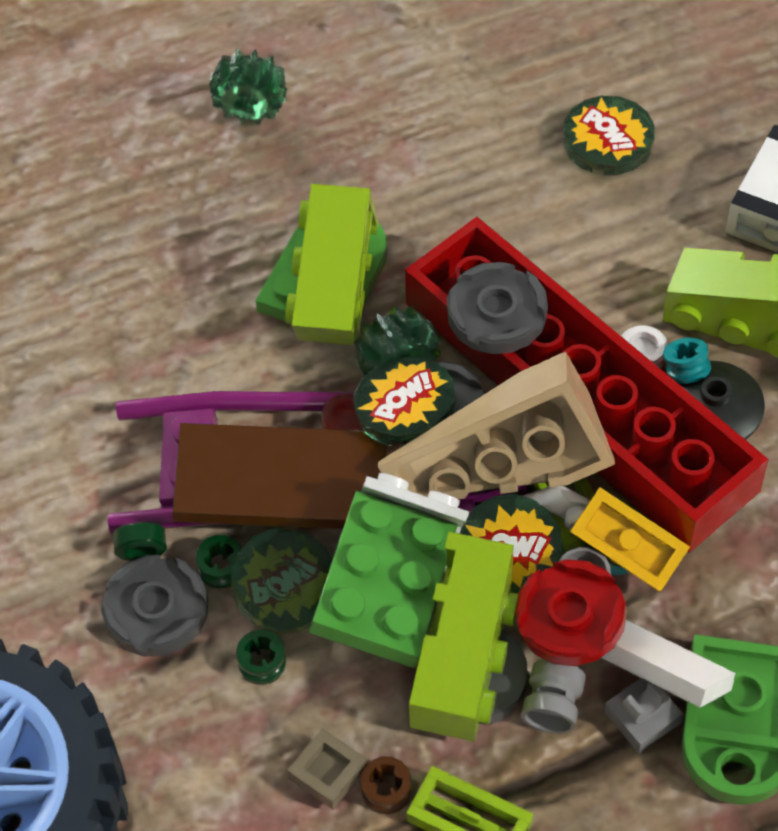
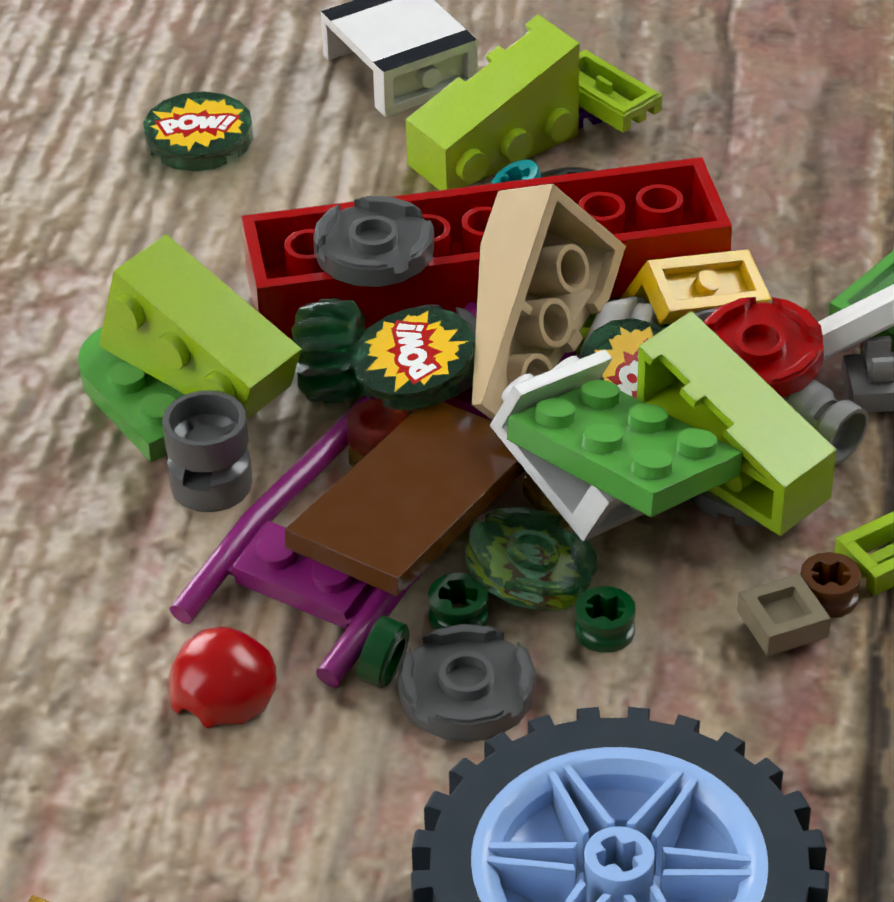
camera: 60 degrees left, 15 degrees down
(69, 466) = (222, 677): none -> red hair
(255, 336) = (207, 451): none -> dark grey wheel

